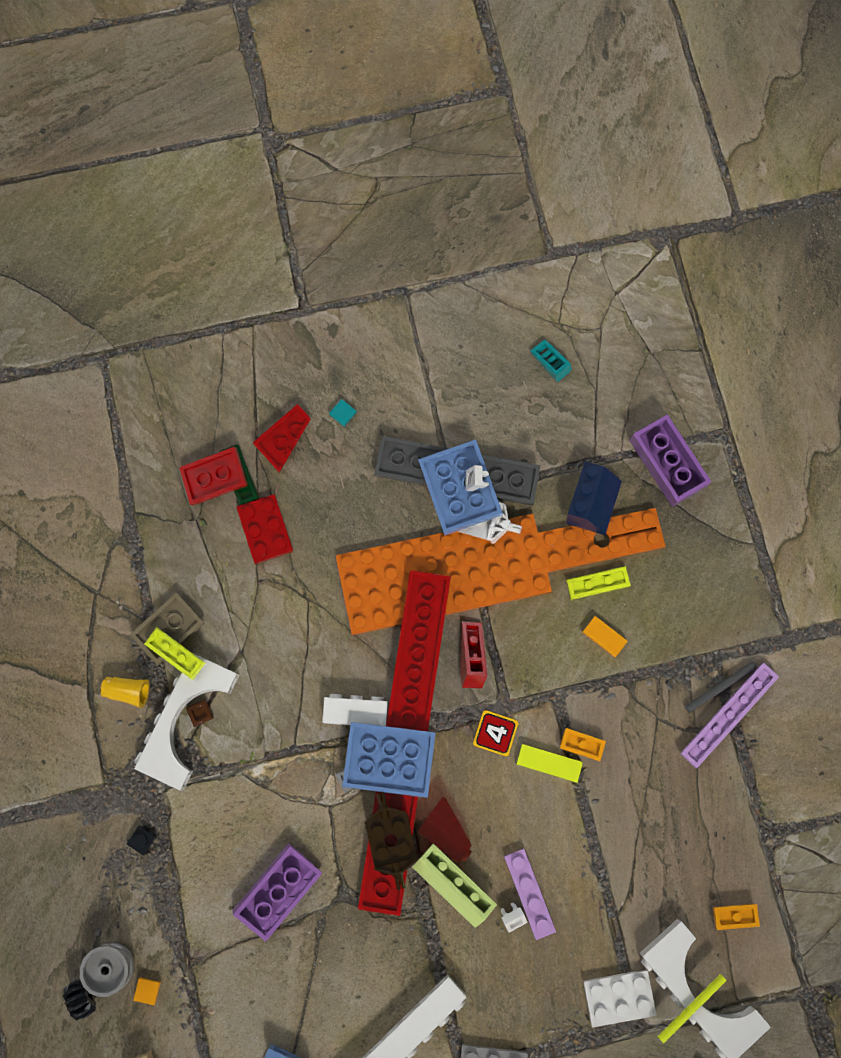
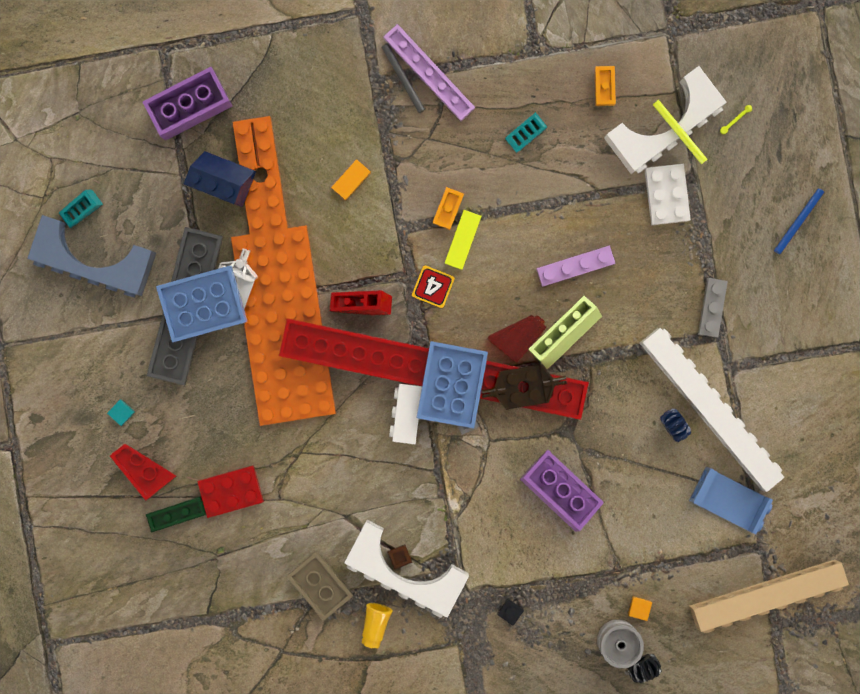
camera: 85 degrees left, 10 degrees up
(175, 653) = (344, 578): neon yellow tile -> none
(213, 476) = (176, 539): red plate -> none
(356, 1022) = (675, 425): none -> dark blue gear
(474, 478) = (194, 289): white tile -> none
(505, 334) = (52, 250): none -> sand blue arch
(513, 919) = (596, 280): white tile -> none
(598, 583) = (300, 181): neon yellow tile -> none
(679, 823) = (542, 127): none -> teal slope

